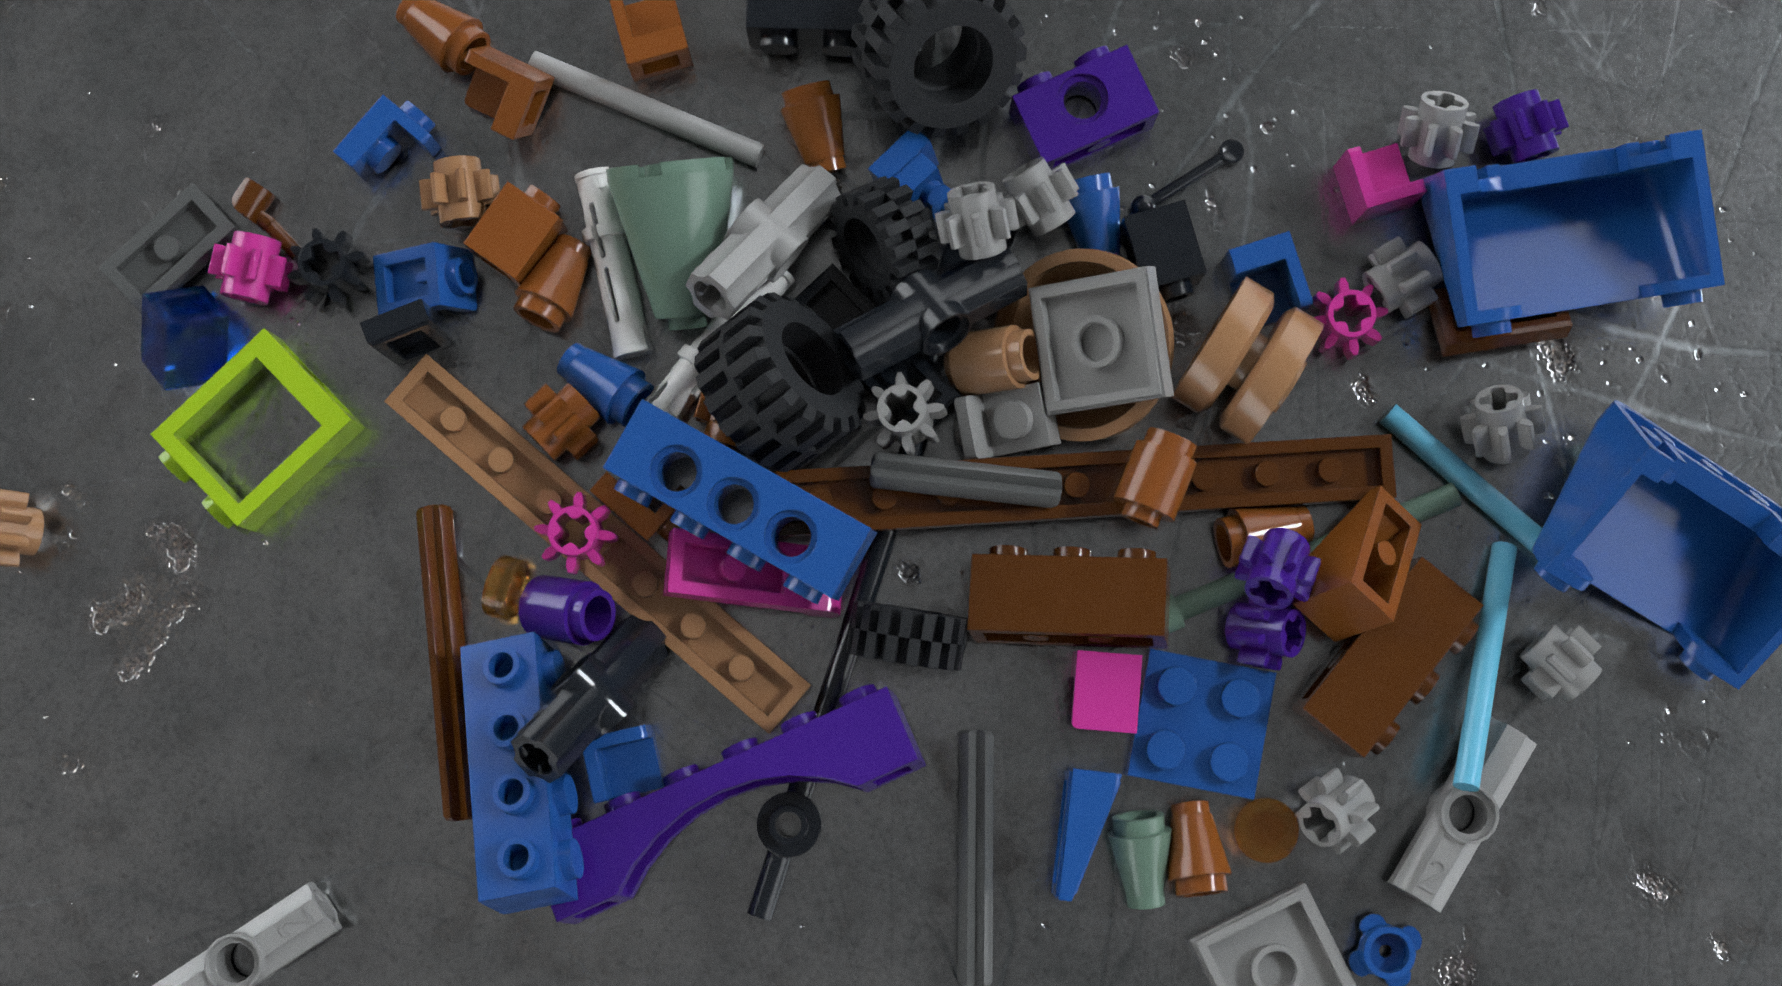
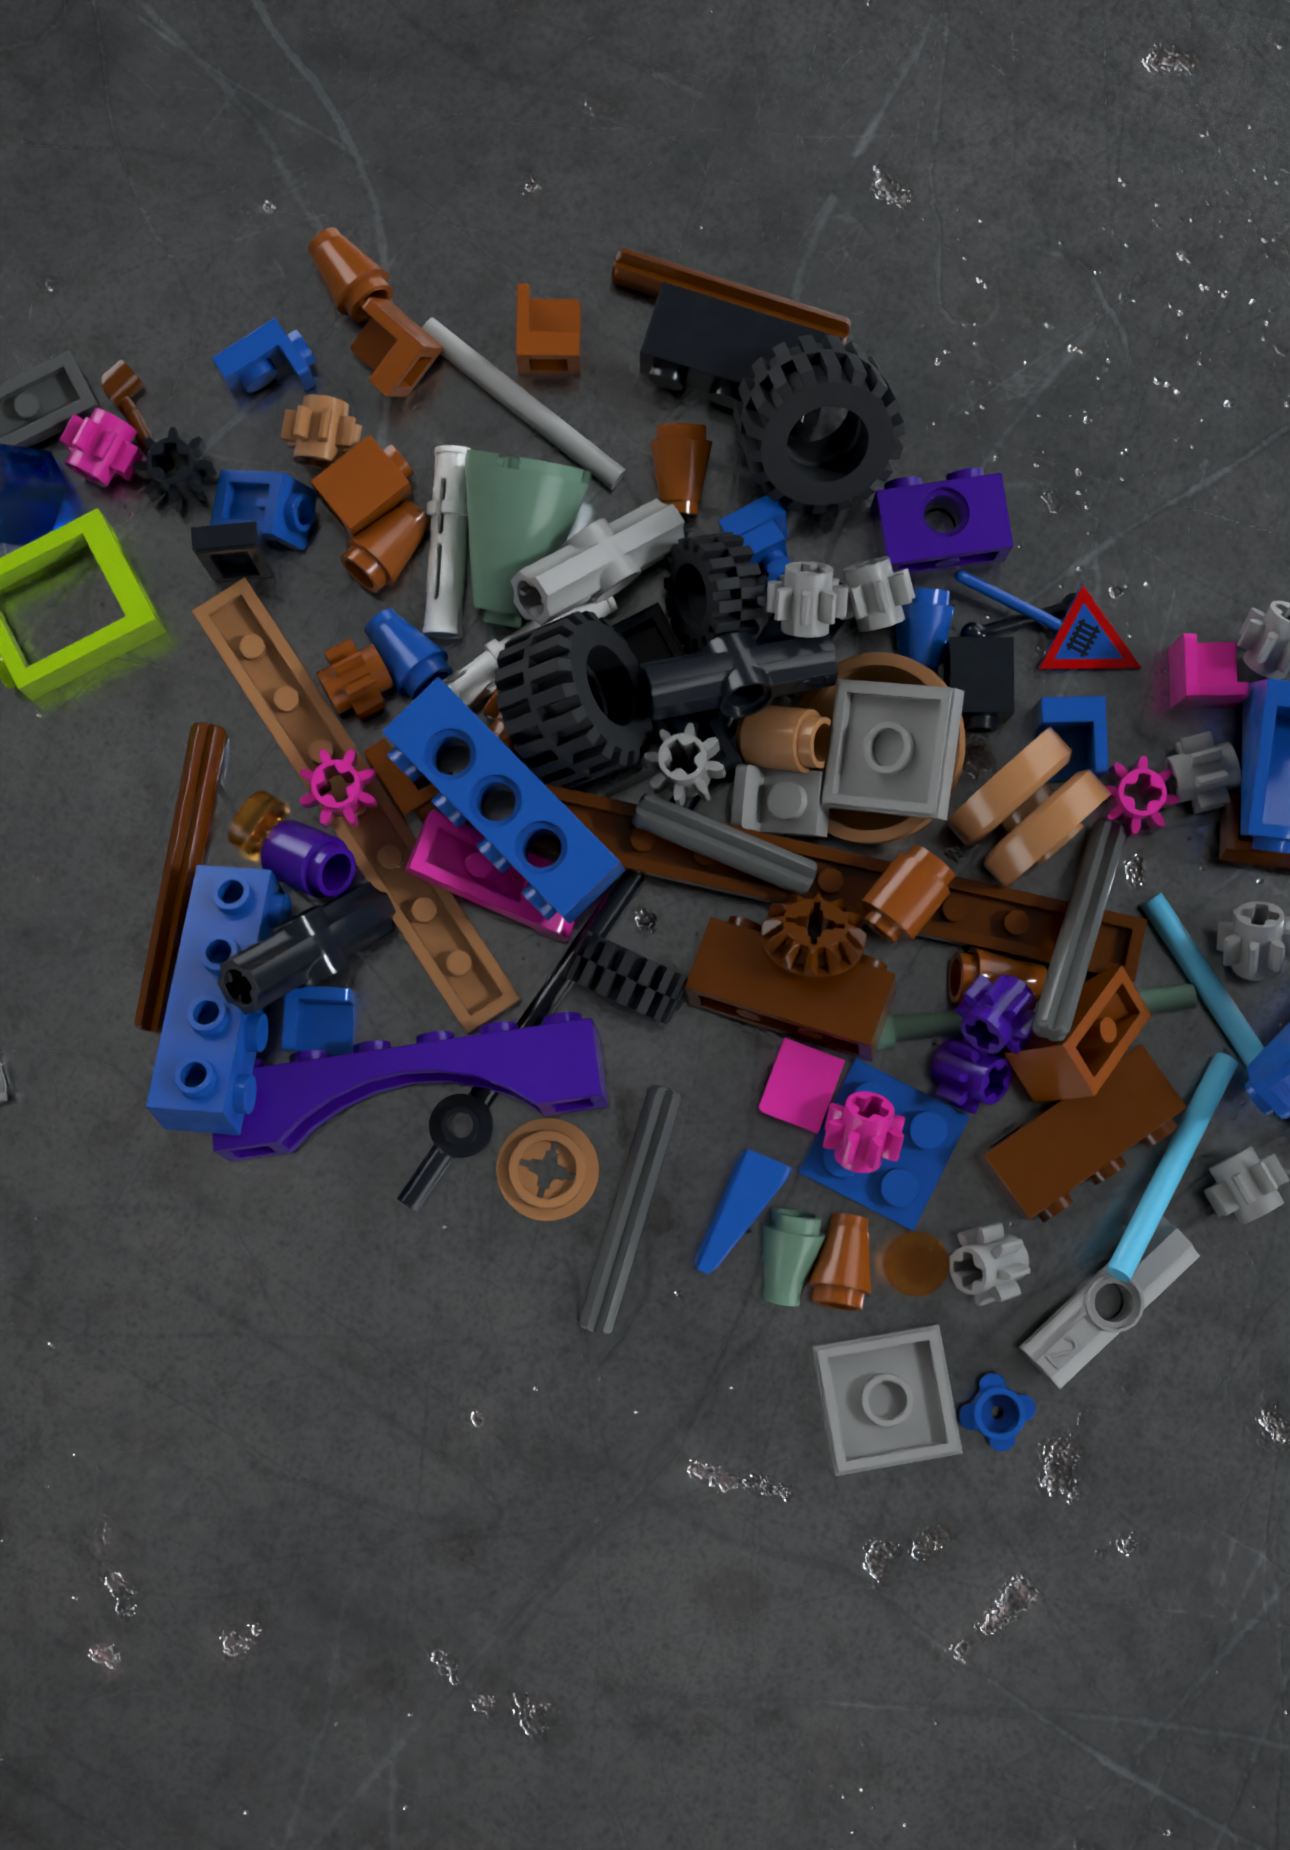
camera: 10 degrees right, 0 degrees up
(862, 864) = (532, 1142): none -> medium nougat gear
(1057, 560) = (788, 942): none -> reddish brown gear
(1181, 720) = (864, 1132): none -> dark pink gear
(1248, 181) = (1082, 637): none -> piece
(1331, 465) = (1079, 930): none -> dark grey axle

